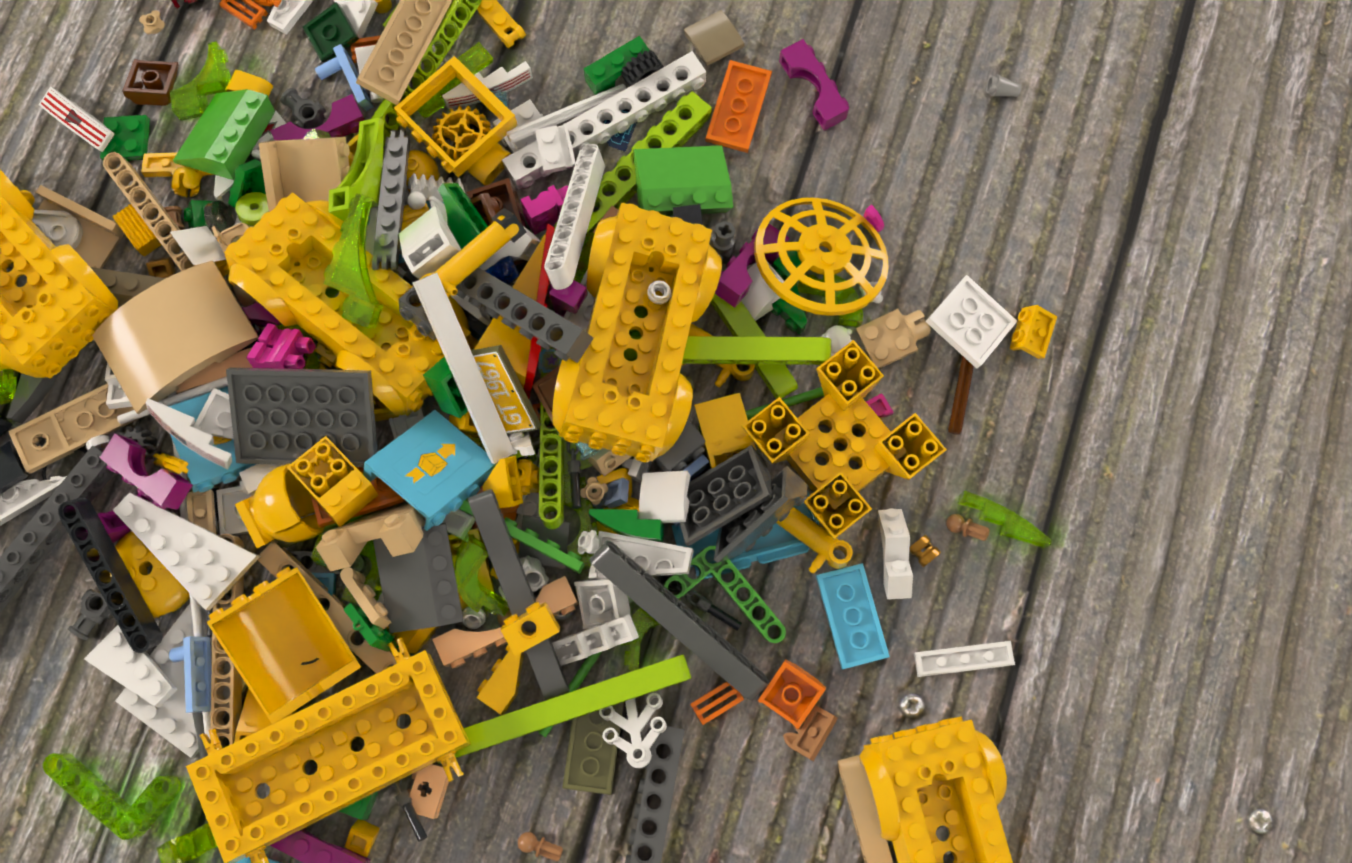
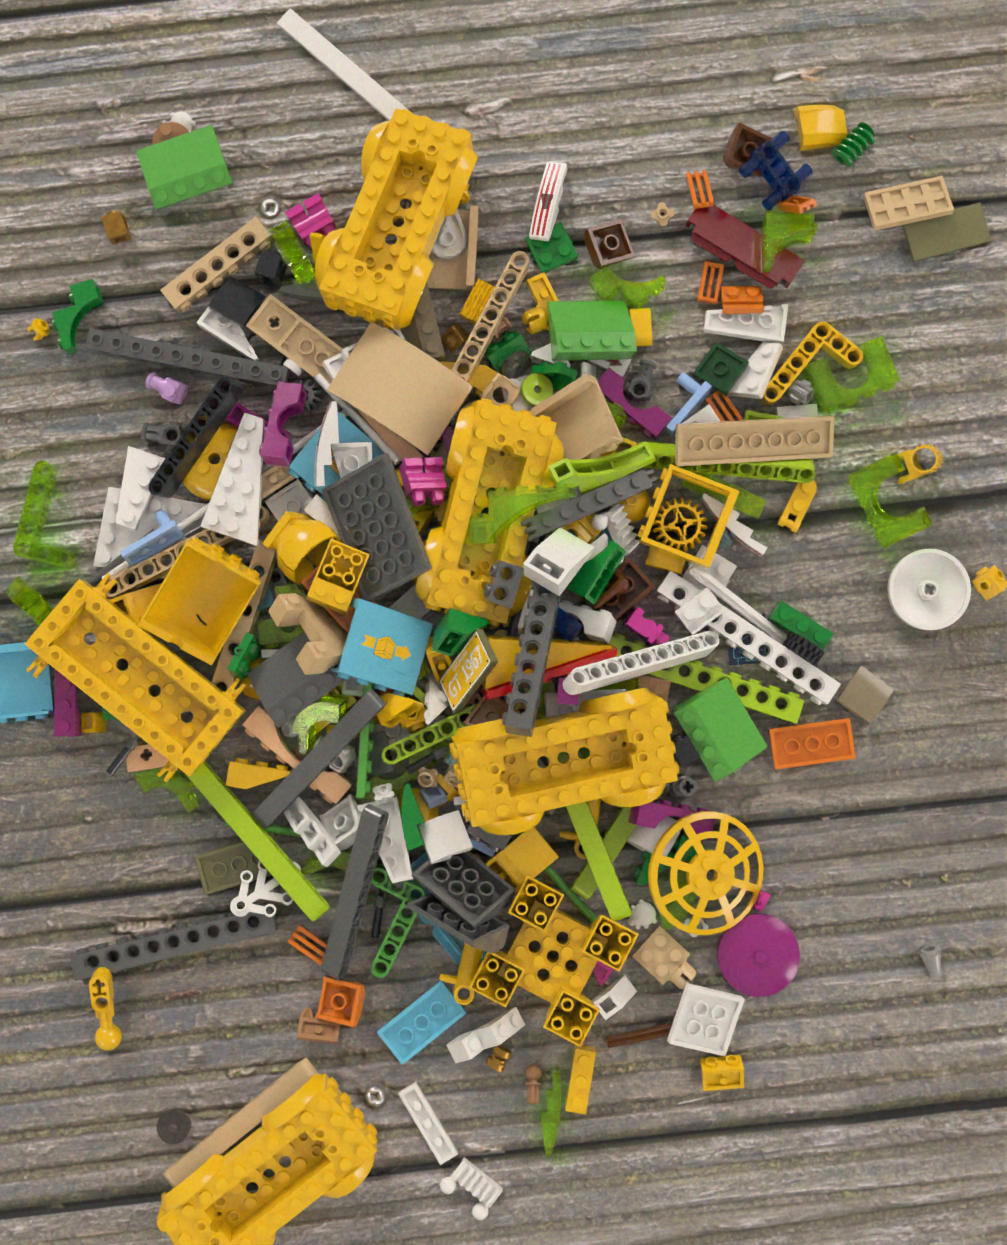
camera: 65 degrees right, 10 degrees up
(45, 585) = (168, 388): none -> lavender connector
(171, 463) = (299, 438): yellow axle -> none
(199, 245) = (483, 366): white sticker -> none
(365, 597) = (264, 642): tan plate -> none
(456, 792) = (177, 783): none -> clear neon green arch
(463, 367) = (468, 639): white tile -> none
(502, 230) = (524, 591): yellow piece -> none
(521, 640) = (283, 782): yellow brick -> none
(528, 842) = (143, 849): medium nougat axle -> none
(662, 287) = (610, 761): white plate -> none
(800, 62) = (875, 778): magenta arch -> none
(910, 400) = (614, 997): none -> white slope
(928, 246) = (758, 955): none -> magenta dish
(970, 466) = (580, 1079): none -> yellow arch
(1050, 634) = (477, 1183): none -> white gear

